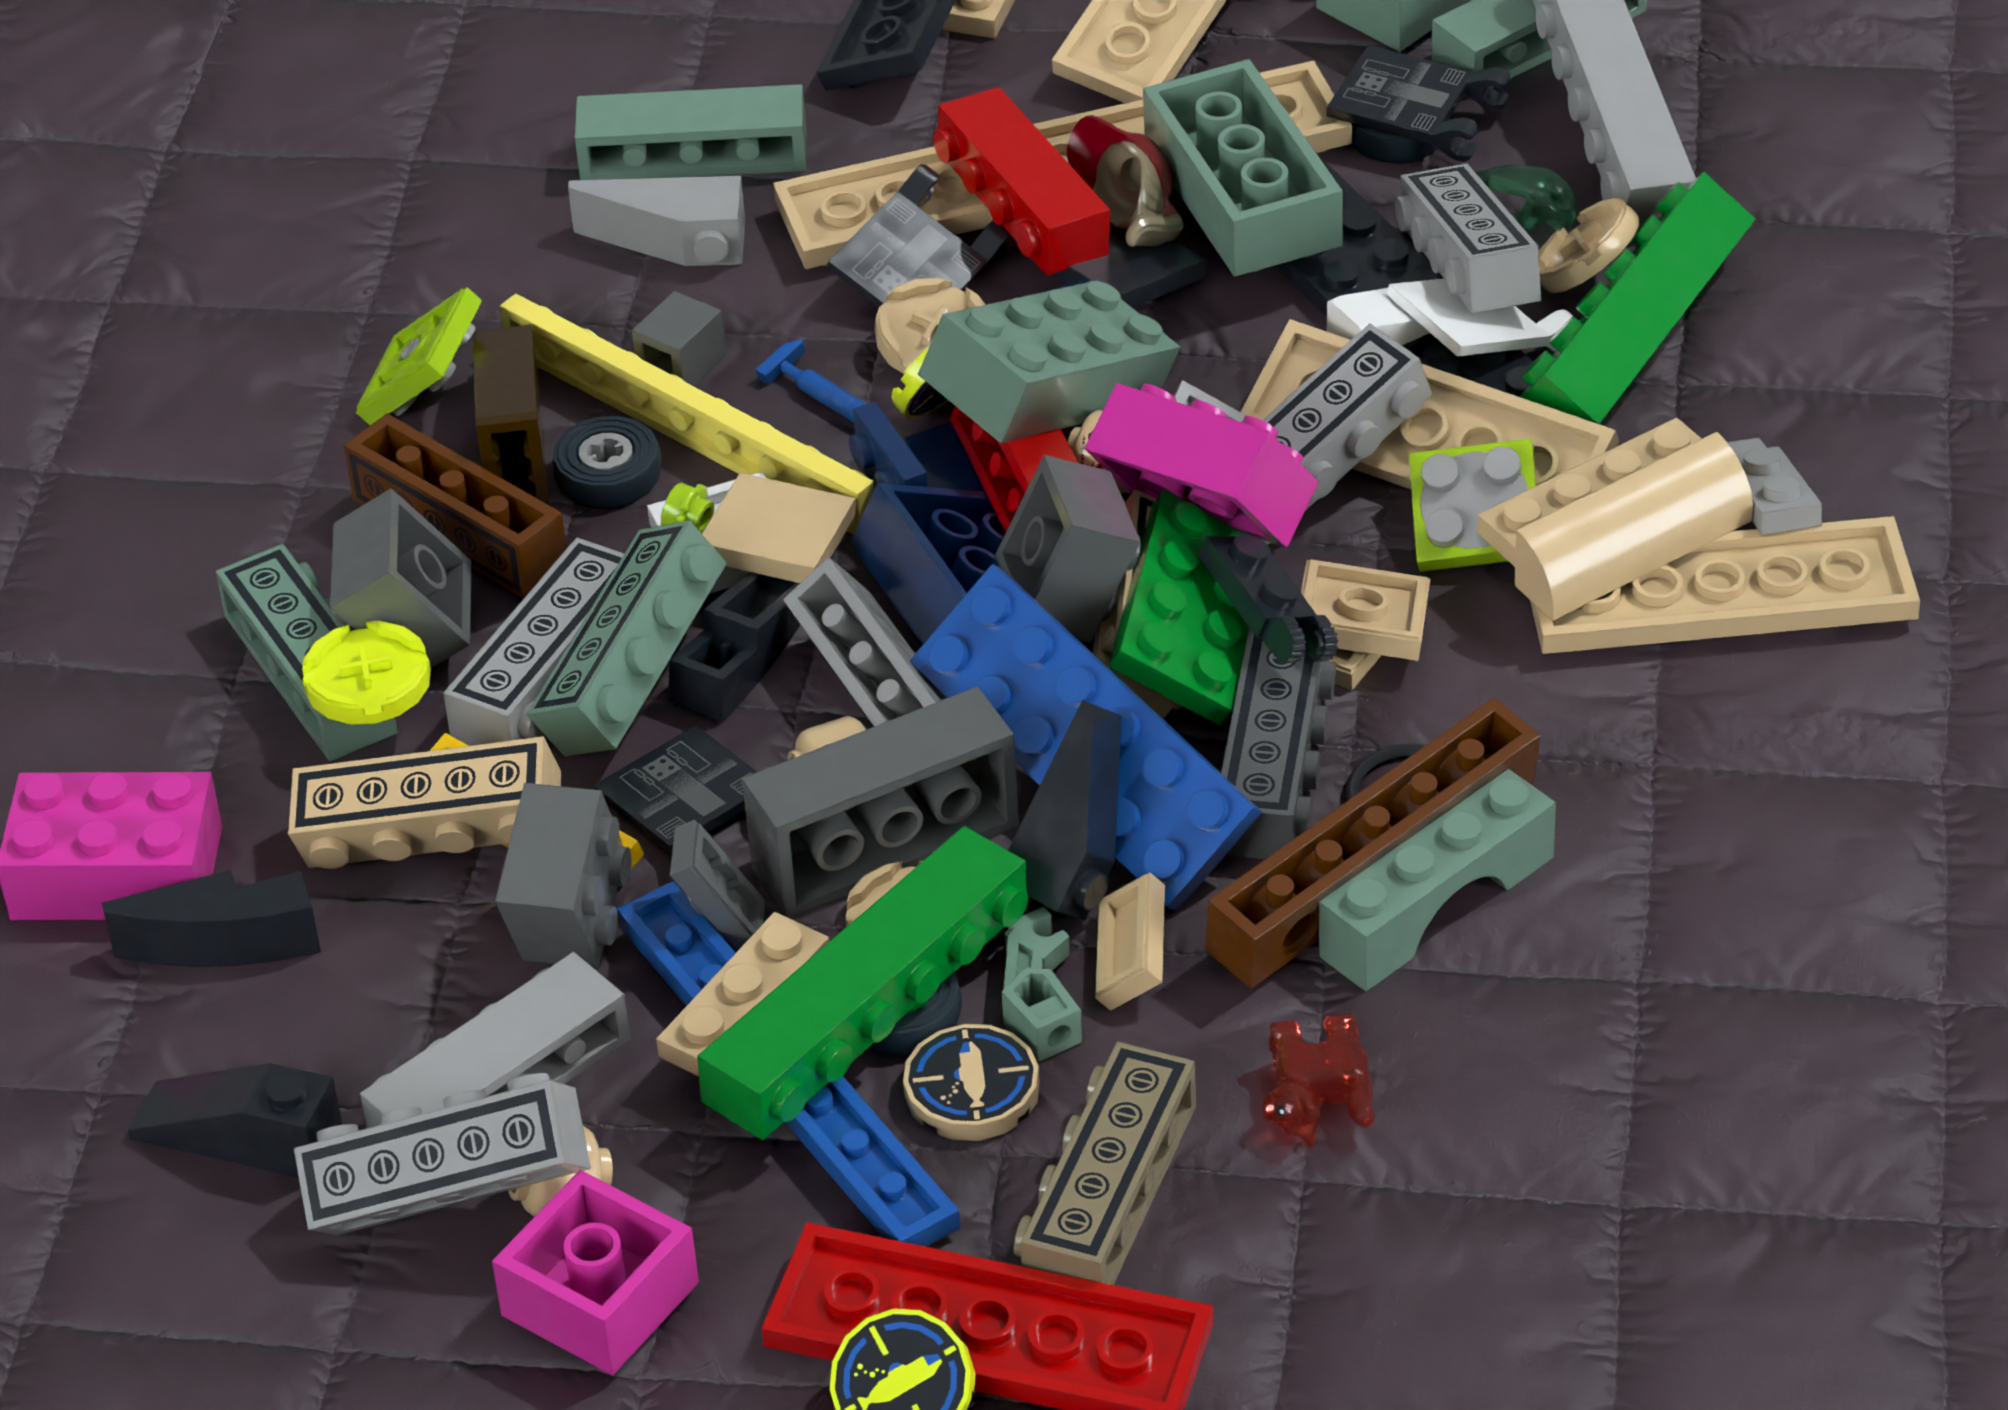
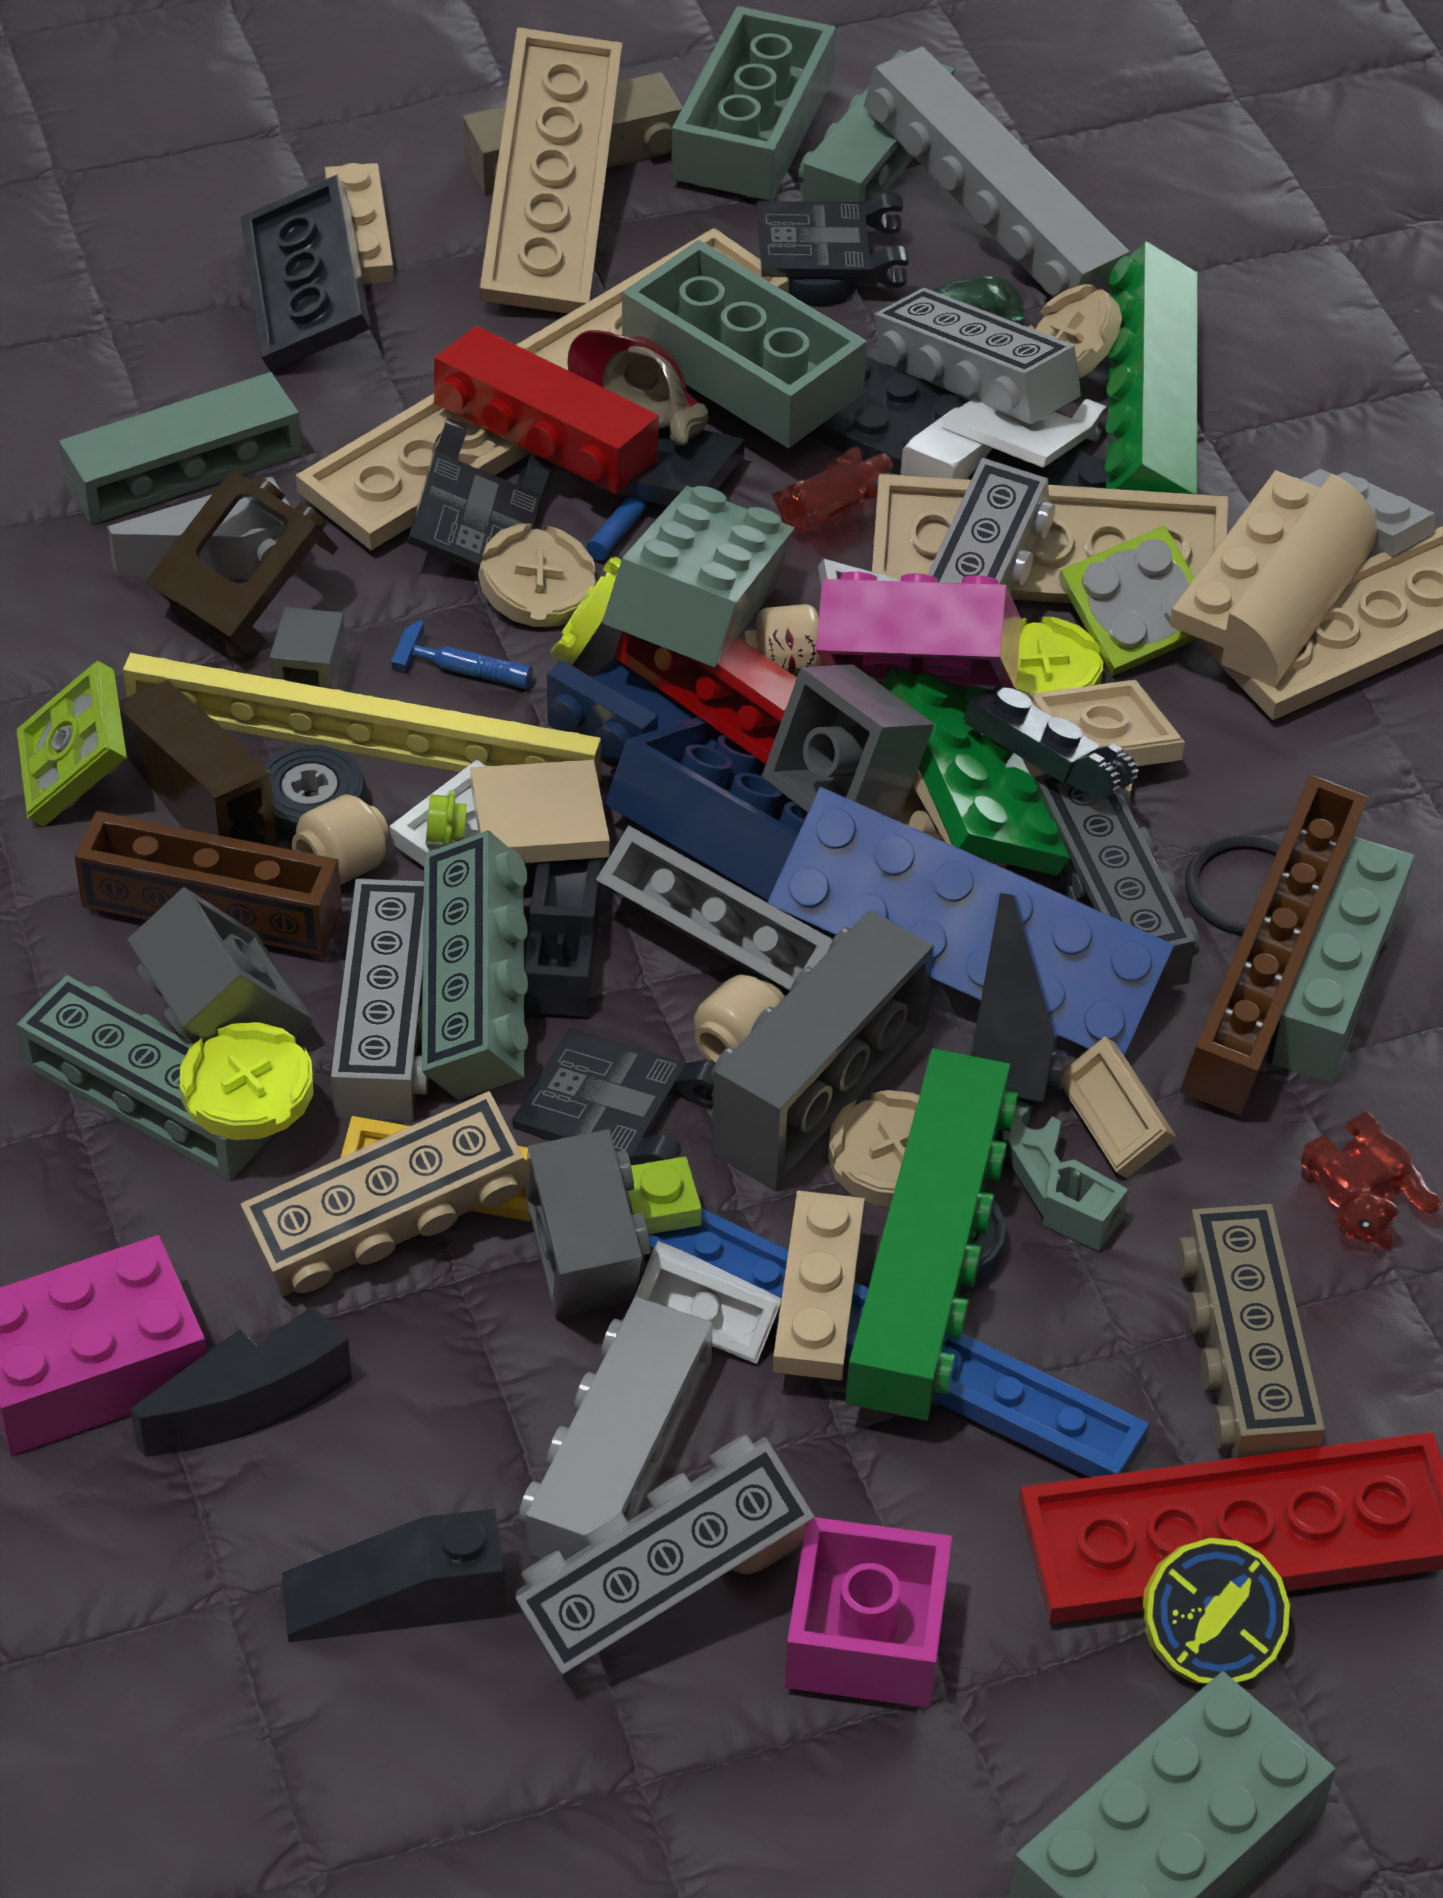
camera: 30 degrees left, 5 degrees up
(598, 503) = (344, 831): none -> tan head
(617, 264) = (213, 599): none -> dark brown window
(643, 971) = (737, 1308): none -> white slope
(648, 884) = (665, 1195): none -> lime plate
(715, 884) = (725, 1184): dark grey plate -> none
(971, 1081) = (1060, 1292): tile -> none
(1247, 324) = (831, 491): none -> clear red animal
(1357, 533) = (1056, 657): none -> neon yellow tile

